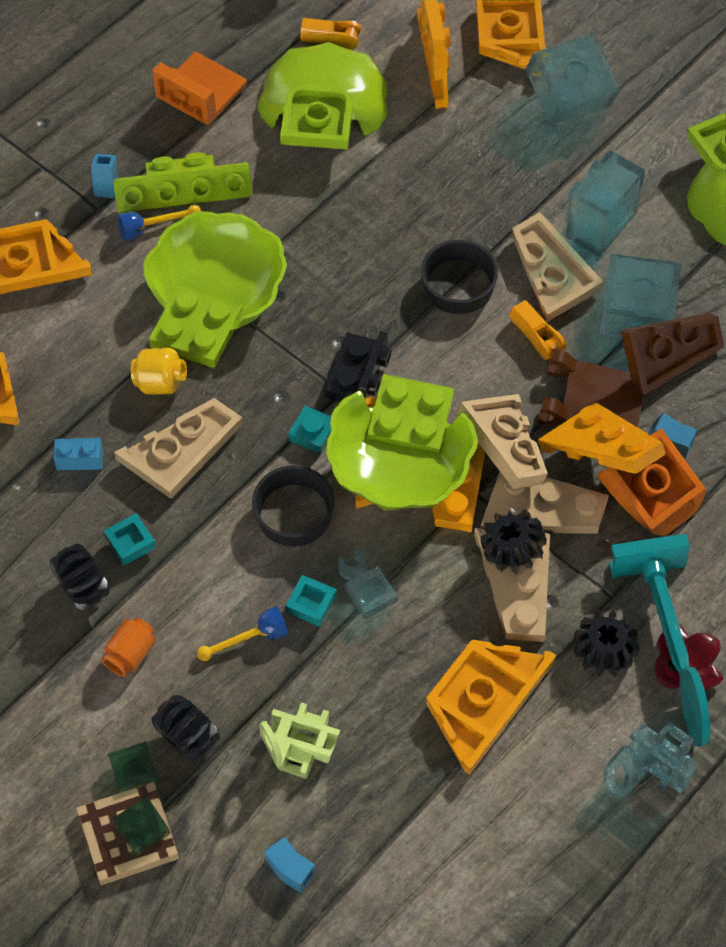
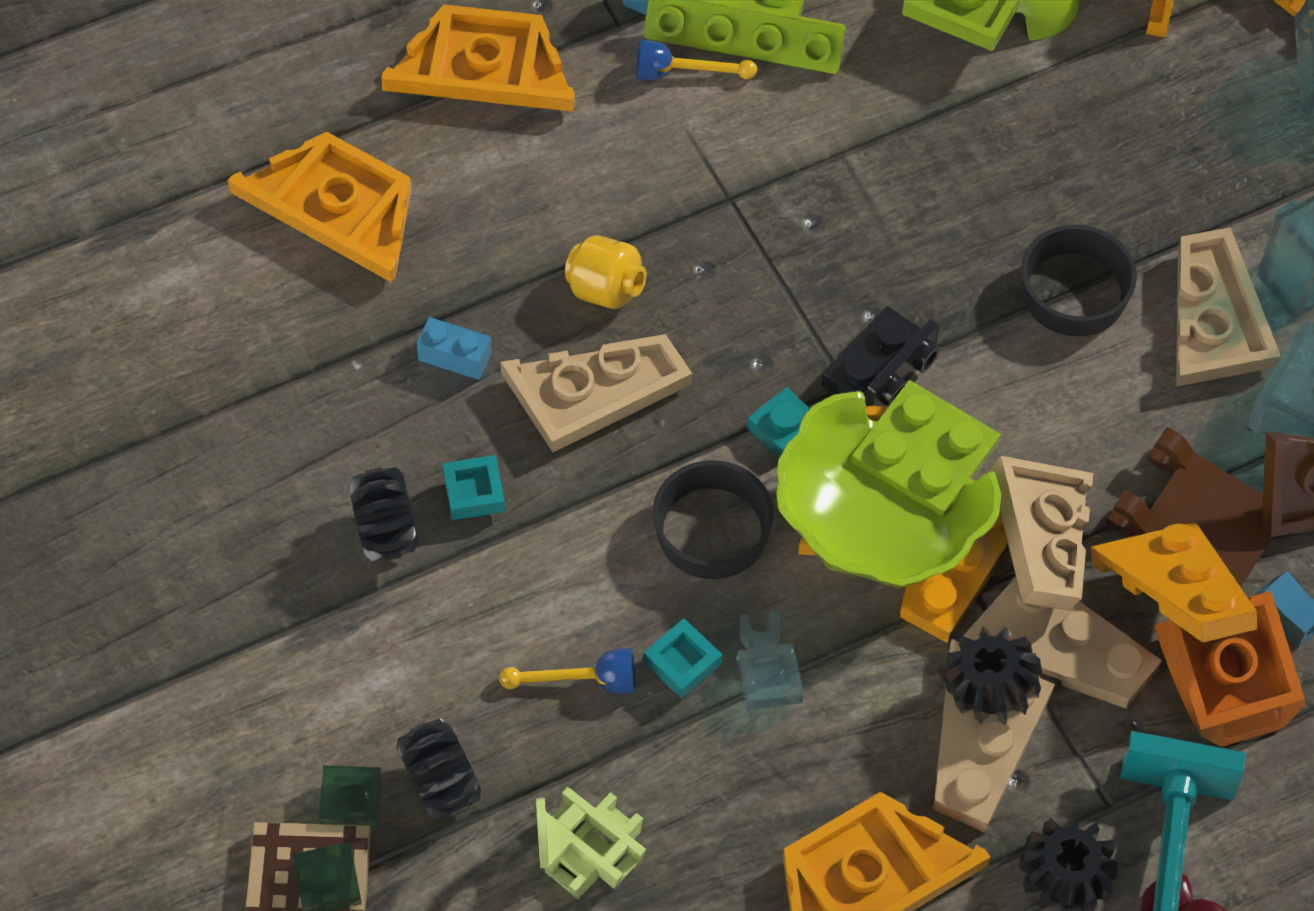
camera: 20 degrees right, 0 degrees up
(128, 646) = (411, 631): orange brick -> none
(211, 280) = (727, 172): lime animal -> none
(535, 328) = (1157, 389): light orange bar -> none

